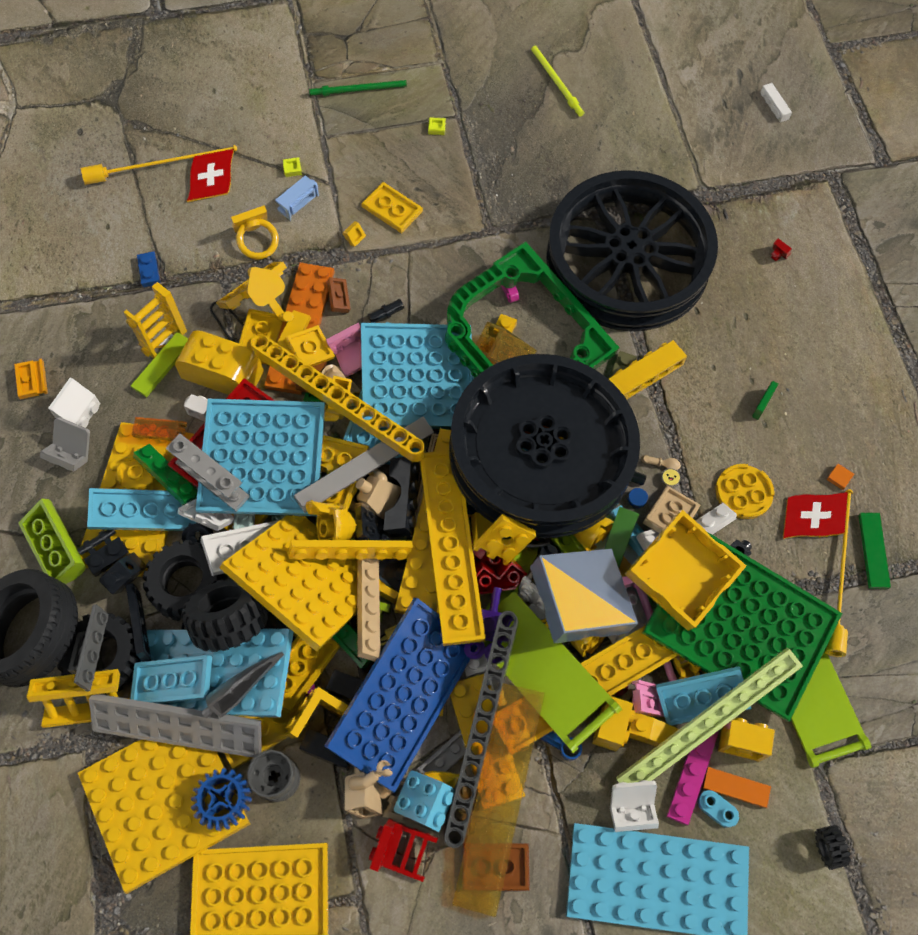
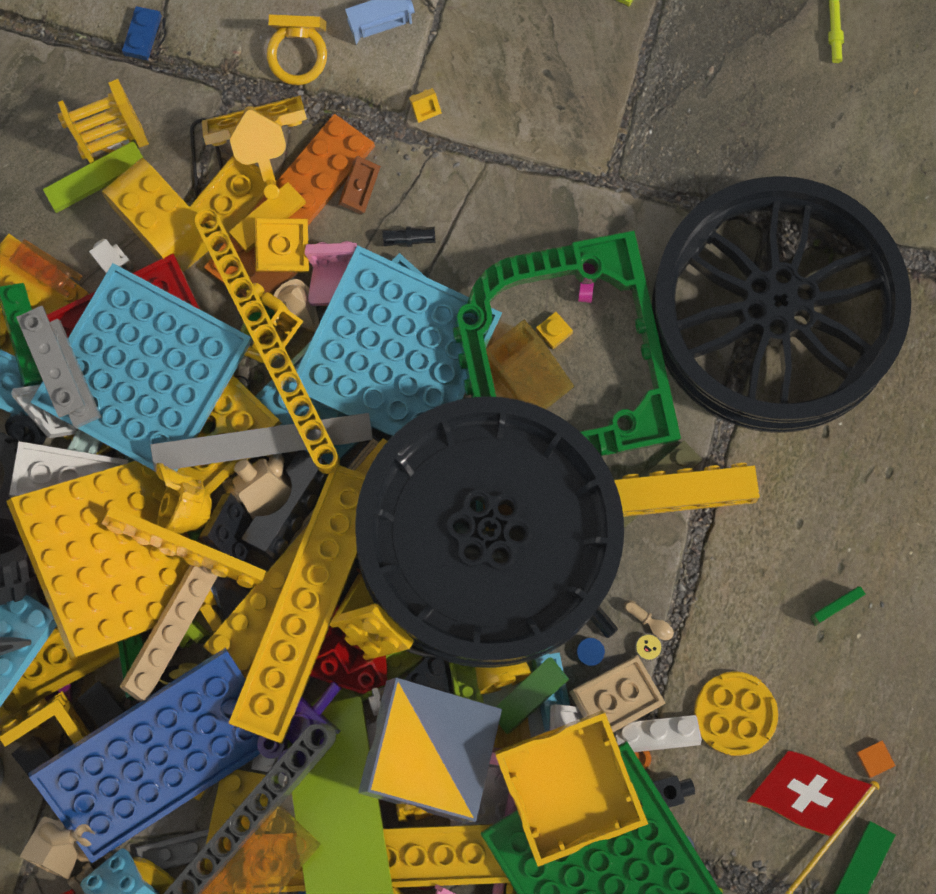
camera: 35 degrees right, 10 degrees up
(392, 207) = (498, 86): yellow tile -> none

